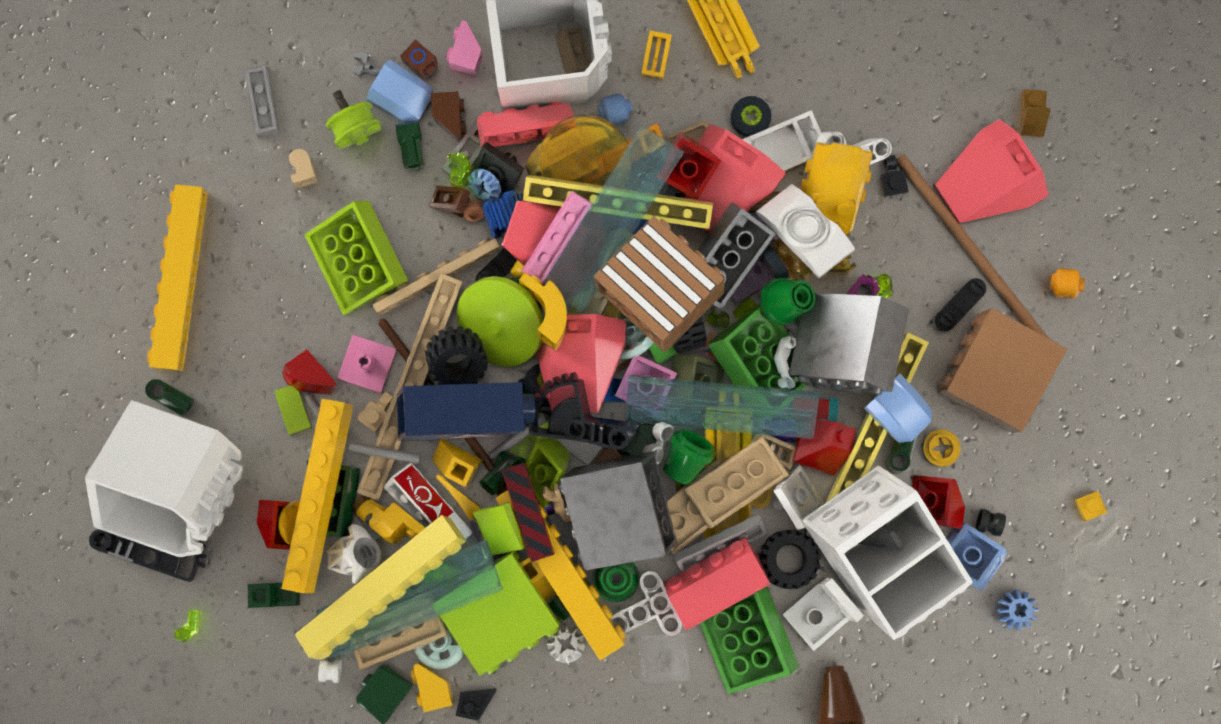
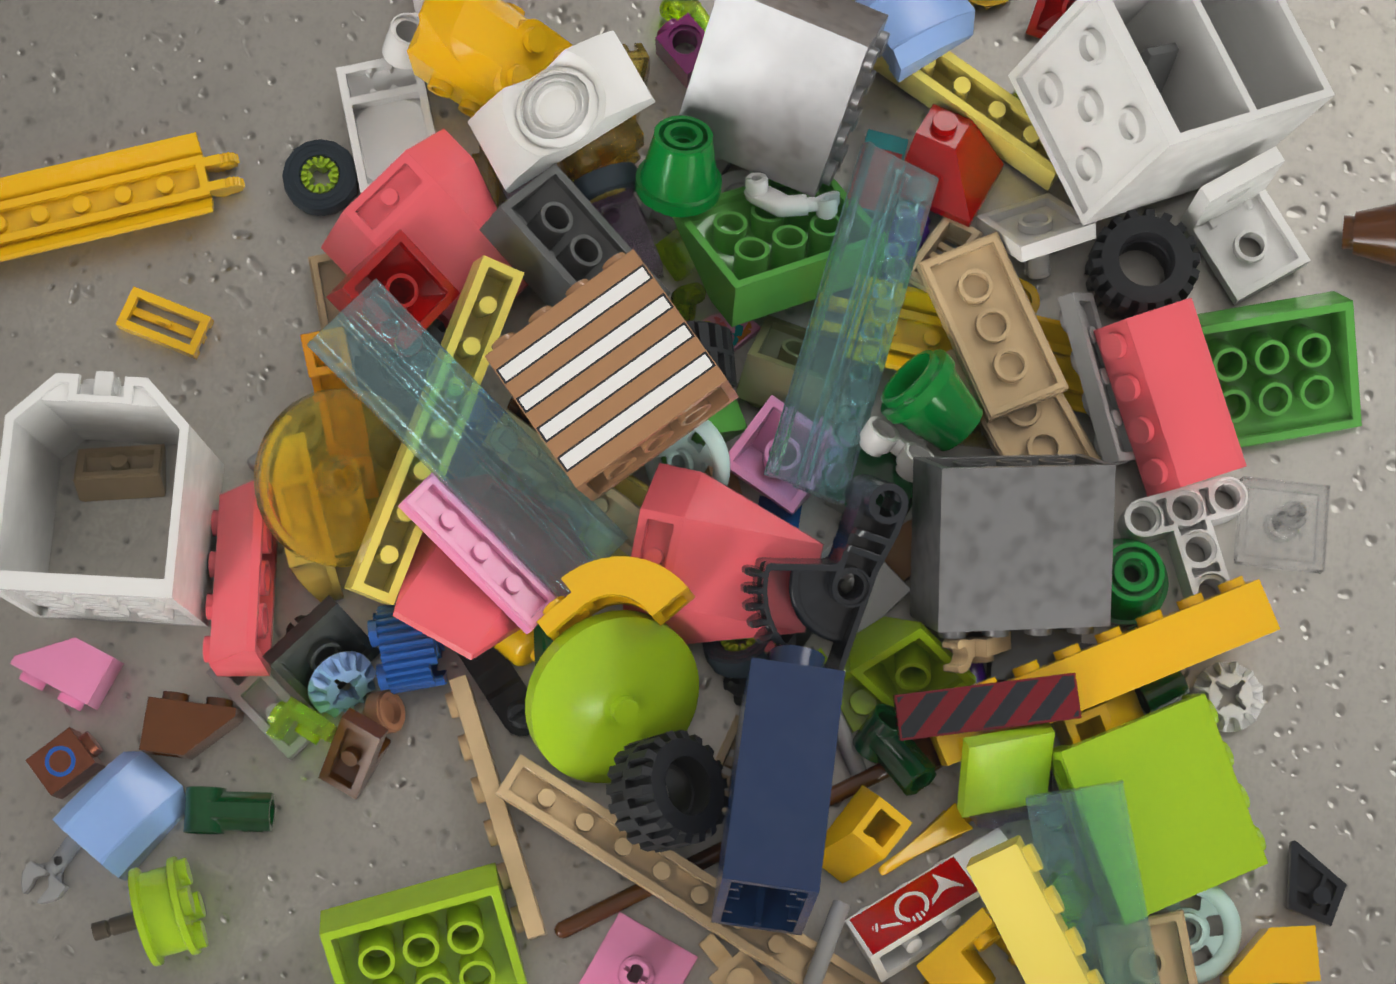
camera: 75 degrees left, 5 degrees down
(615, 108) = (249, 413): medium blue head -> none
(903, 451) = (988, 37): dark green piece -> none

